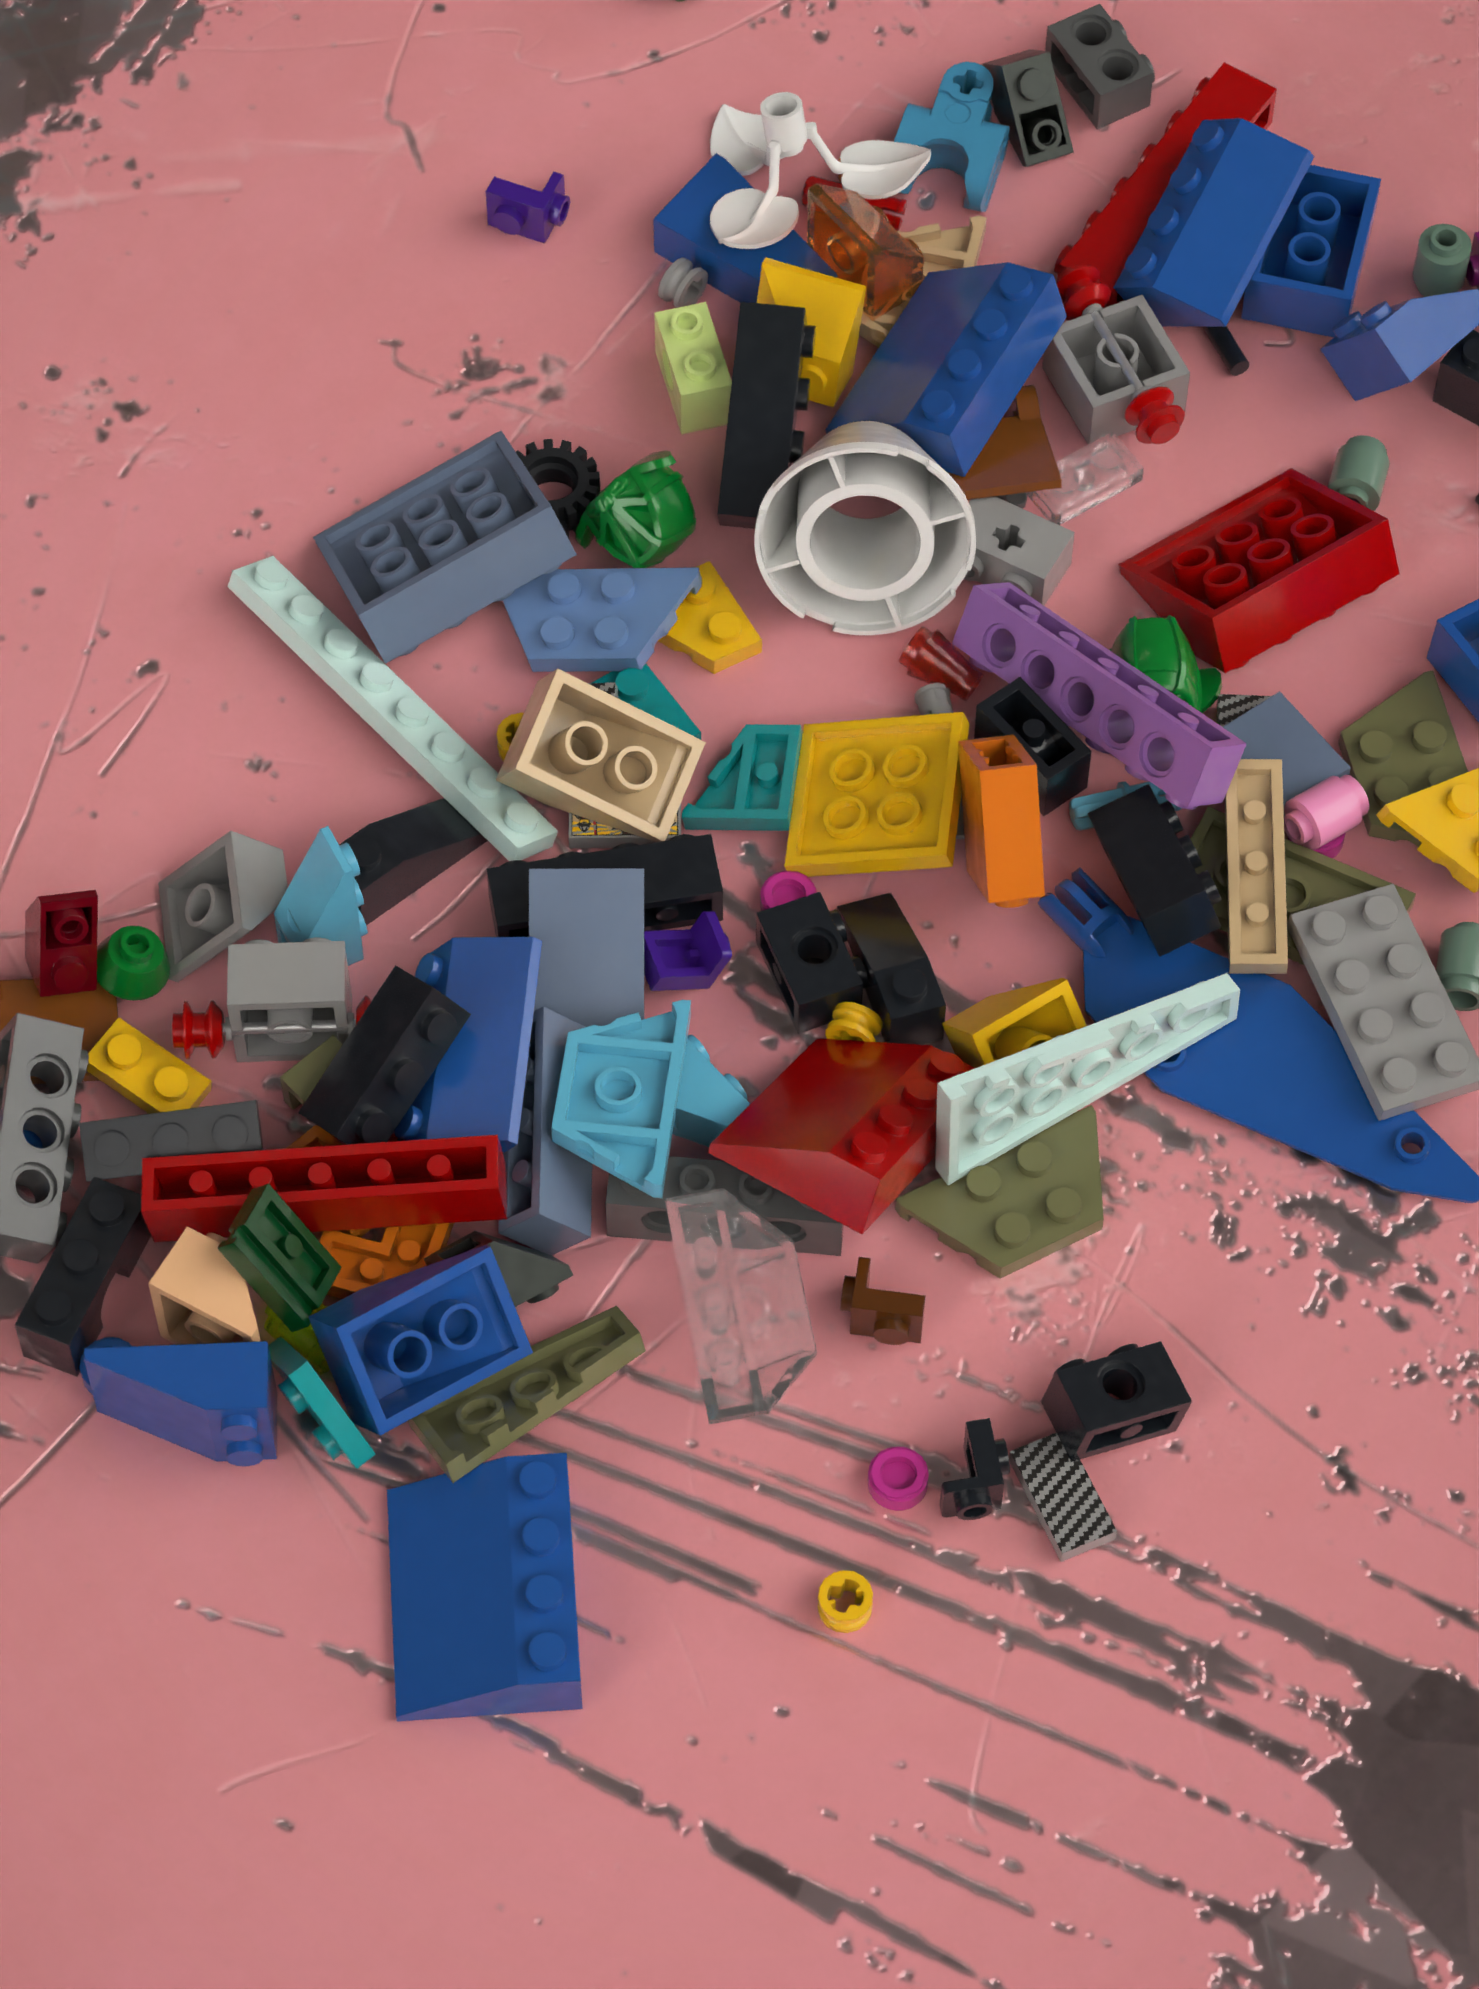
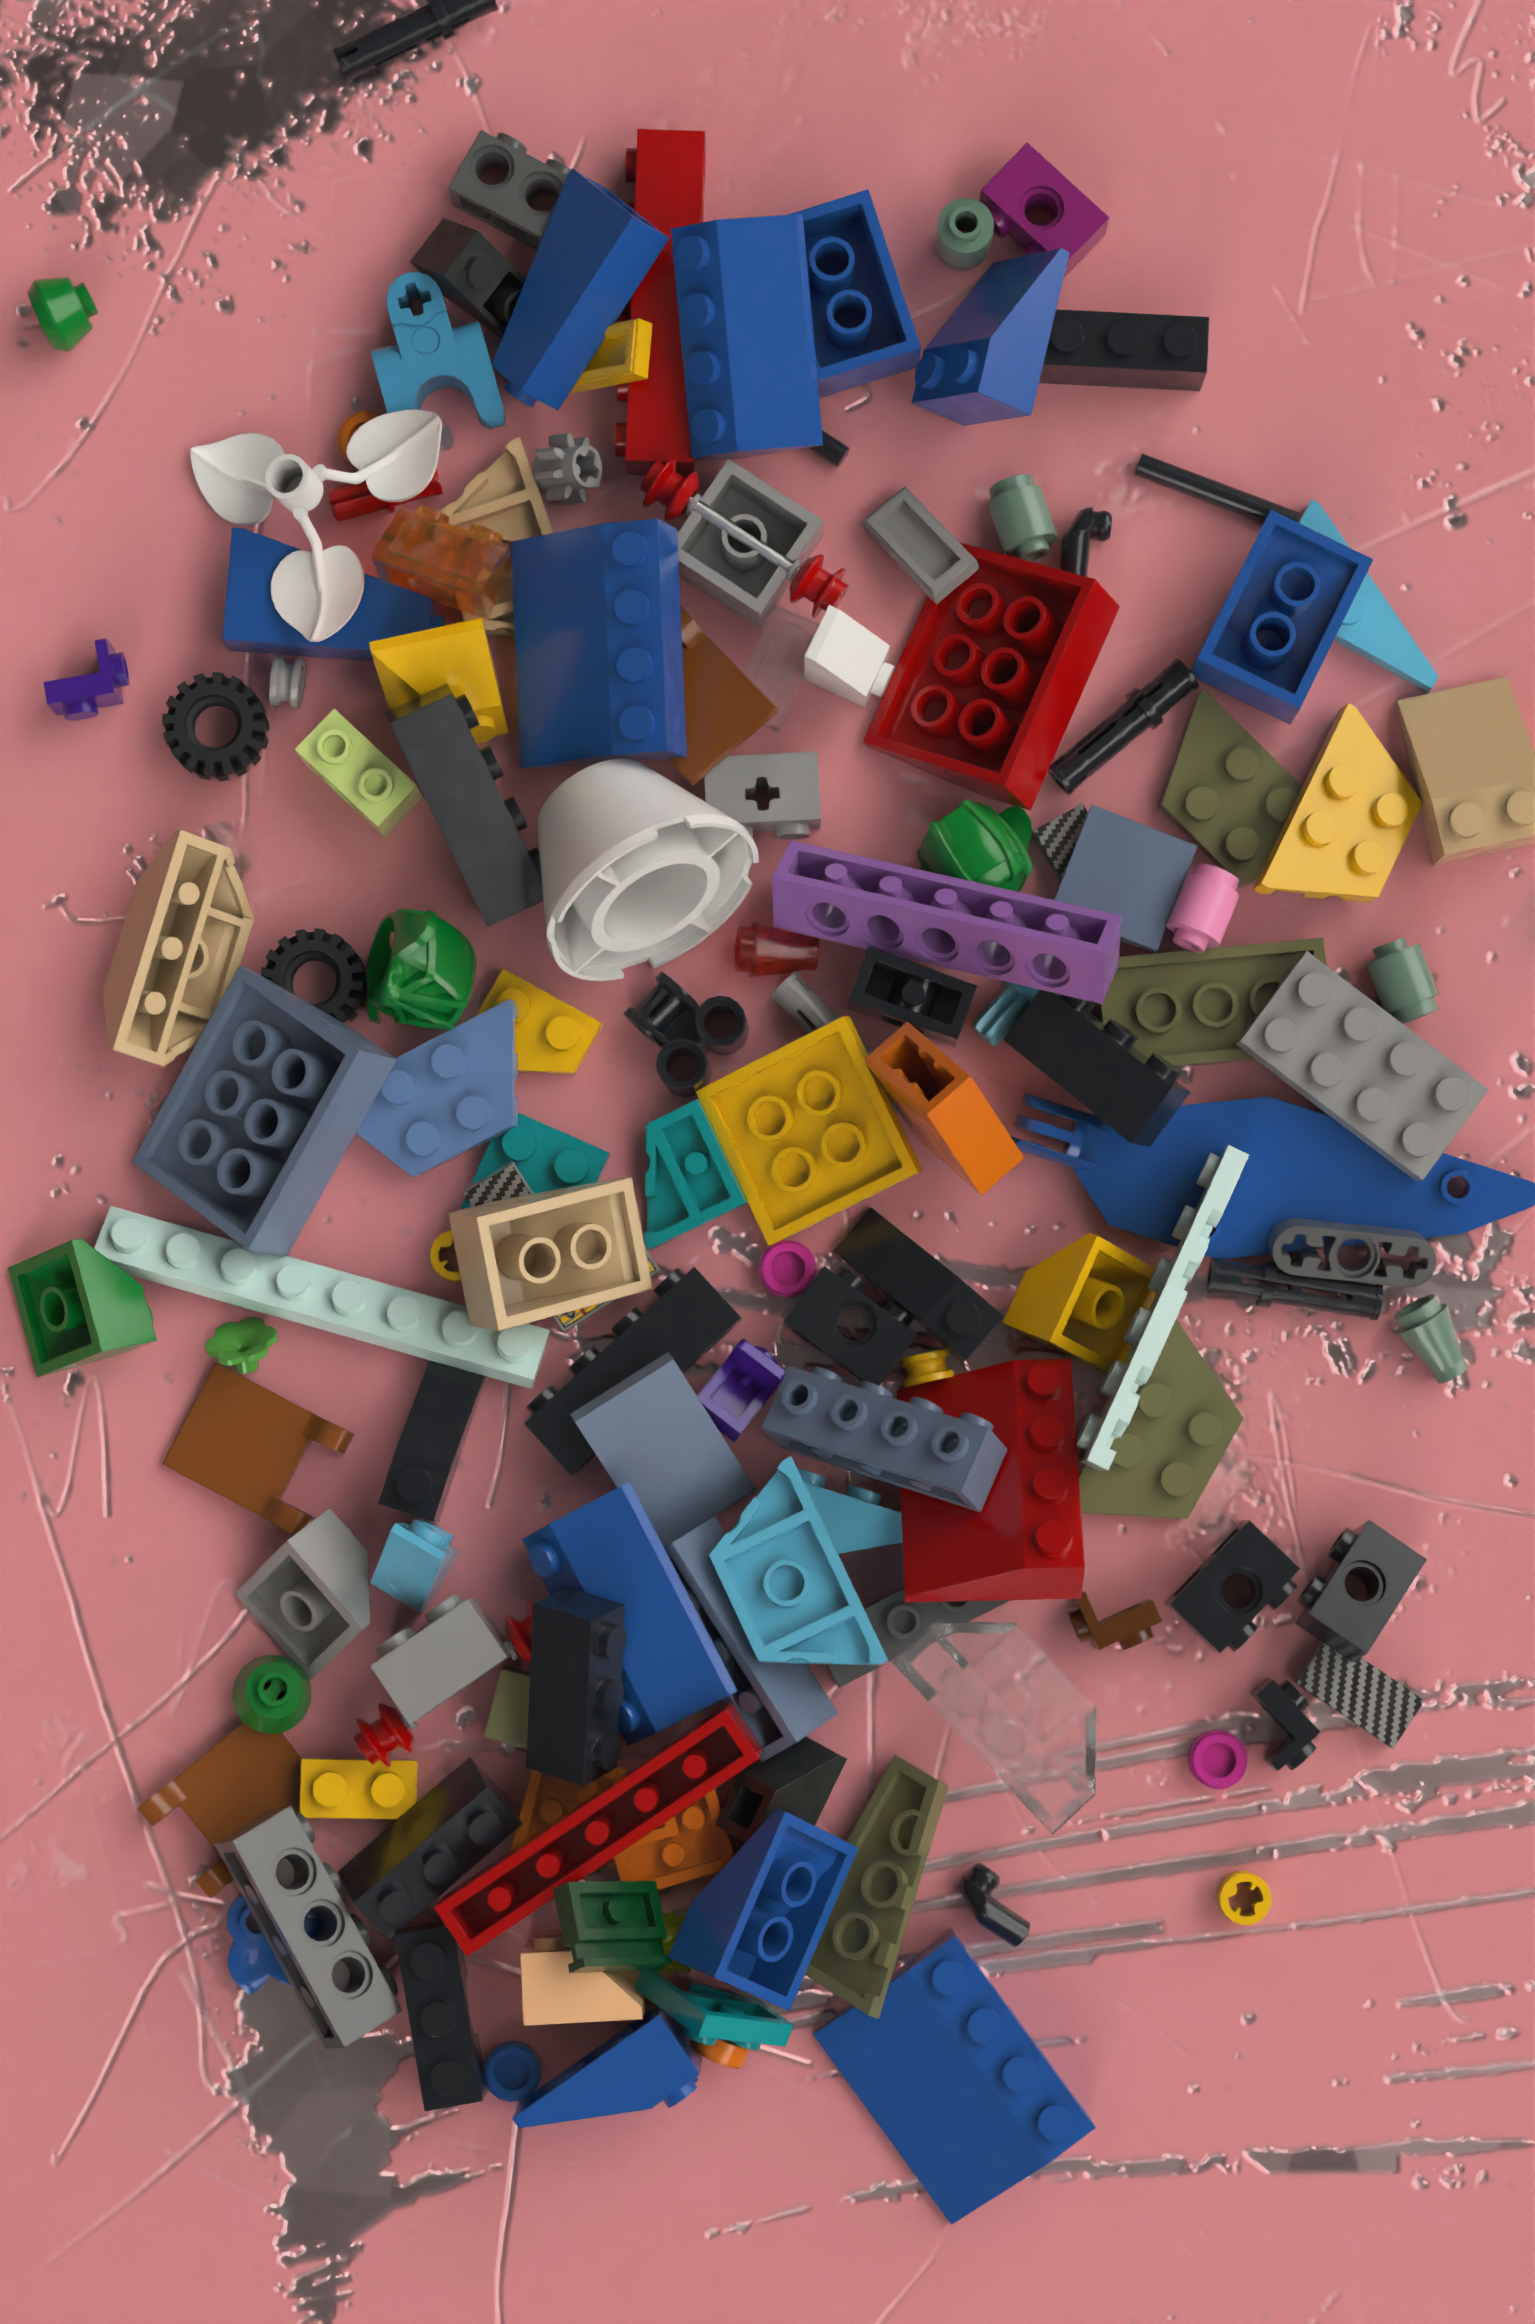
camera: 30 degrees left, 25 degrees up
(62, 942) = (209, 1728): dark red slope -> none
(194, 607) = (78, 1307): none -> green slope
(255, 779) = (249, 1445): none -> dark orange flag
(300, 707) = (241, 1344): none -> bright green plant
(300, 1443) = (722, 2053): none -> orange tile
(464, 400) = (176, 949): none -> tan wedge
(604, 261) = (196, 698): none -> black tyre
(611, 1477) = (987, 1910): none -> black arm
(780, 1031) = (886, 1437): none -> sand blue brick
(829, 681) = (679, 1026): none -> black piece
(1010, 245) = (567, 468): none -> light grey gear
(1025, 1316) = (1200, 1598): none -> black brick
(1091, 194) = (620, 358): none -> yellow tile
(1096, 137) = (574, 290): none -> blue slope
(1143, 483) = (847, 659): none -> white slope
(1196, 1130) = (1227, 1276): none -> black pin
(1241, 1127) = (1394, 1243): none -> dark grey beam
(1256, 869) = (1184, 1011): tan plate -> none
(1261, 451) = (920, 545): none -> light grey tile
(1314, 1246) = (1431, 1335): none -> sand green cone
(1355, 660) = (1140, 711): none -> black pin
(1408, 512) = (1076, 542): none -> black arm

